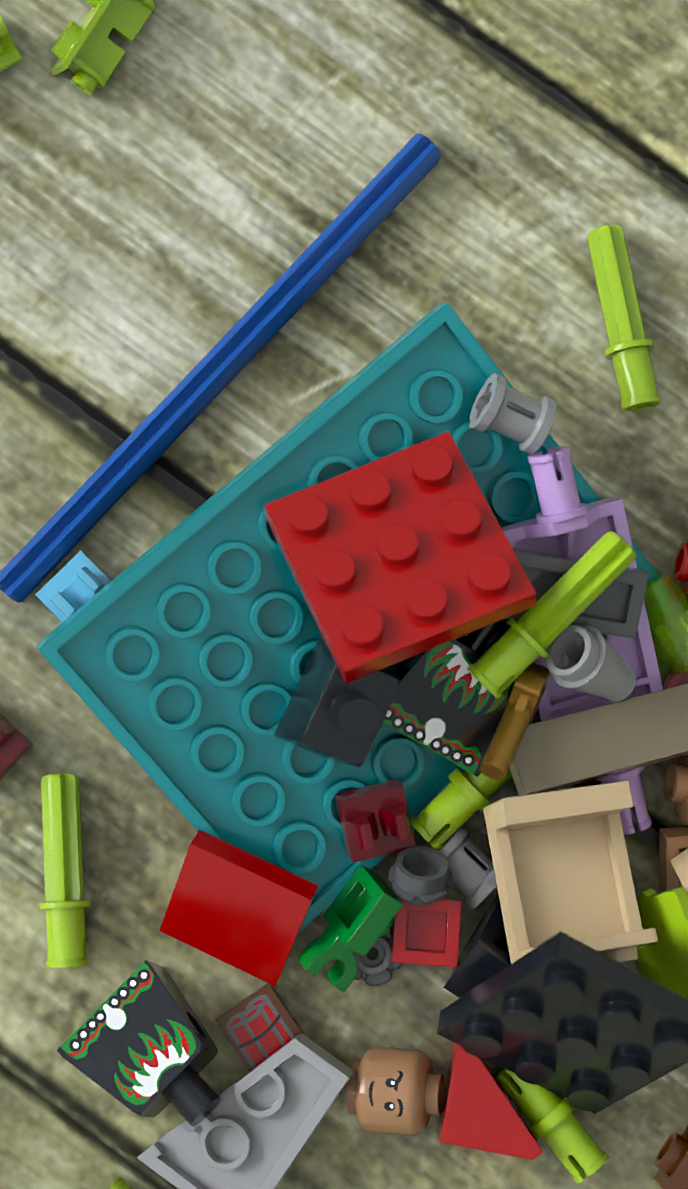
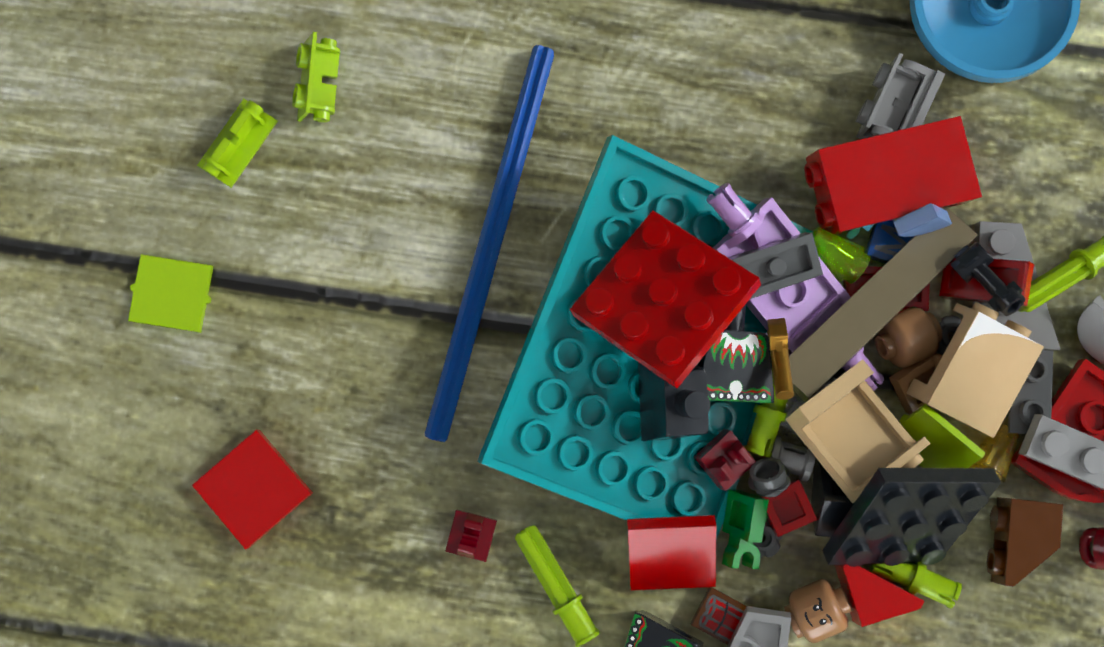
camera: 25 degrees left, 0 degrees up
(72, 586) = (476, 416): medium azure tile -> none
(513, 414) = (685, 180): light grey bush -> none
(552, 613) = (772, 279): lime axle -> none
(589, 664) = (804, 303): light grey cone -> none
(623, 319) = (710, 93): lime axle -> none

